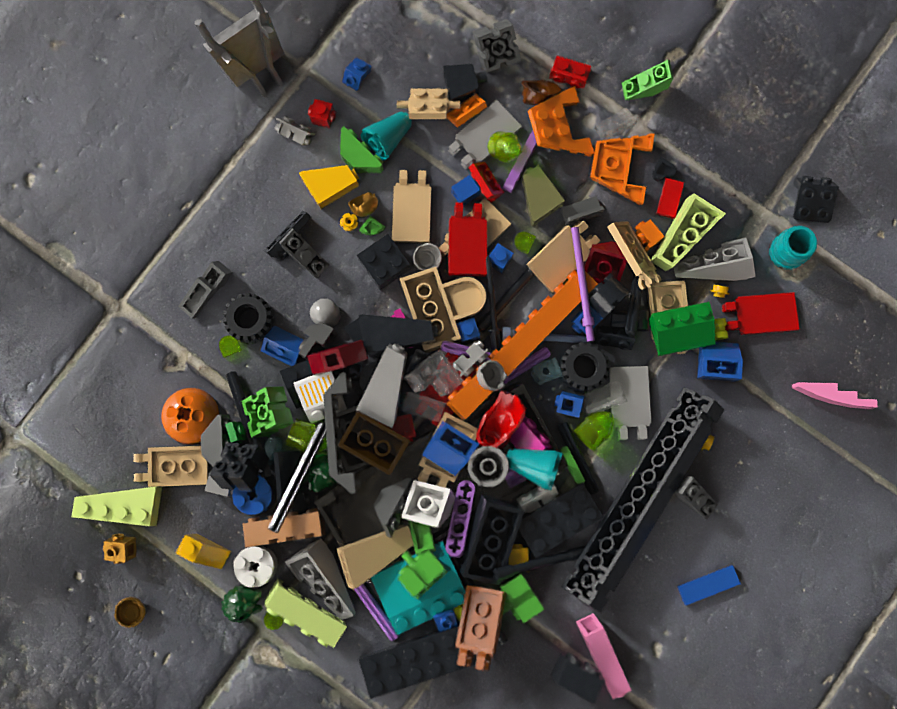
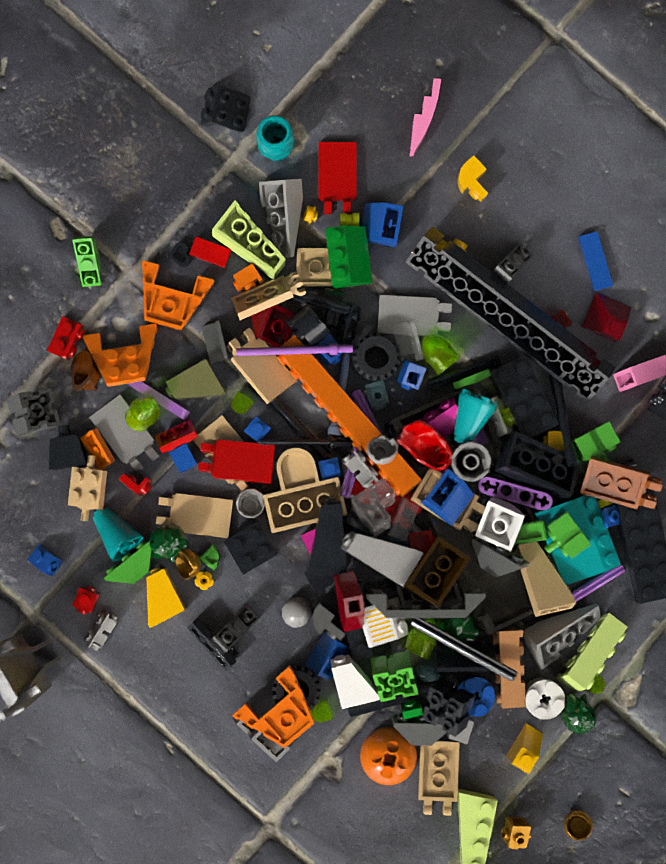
camera: 90 degrees left, 5 degrees up
(218, 308) = (286, 718): none -> orange wing
(259, 370) = (352, 683): none -> white slope
(383, 181) = (167, 542): none -> dark green animal
(435, 146) = (133, 483): none -> red bracket
(537, 504) = (507, 416): none -> clear neon green tile
(647, 554) = (566, 322): none -> clear red plate
(651, 601) = (606, 317): none -> dark red slope
(781, 445) = (468, 177): none -> yellow brick

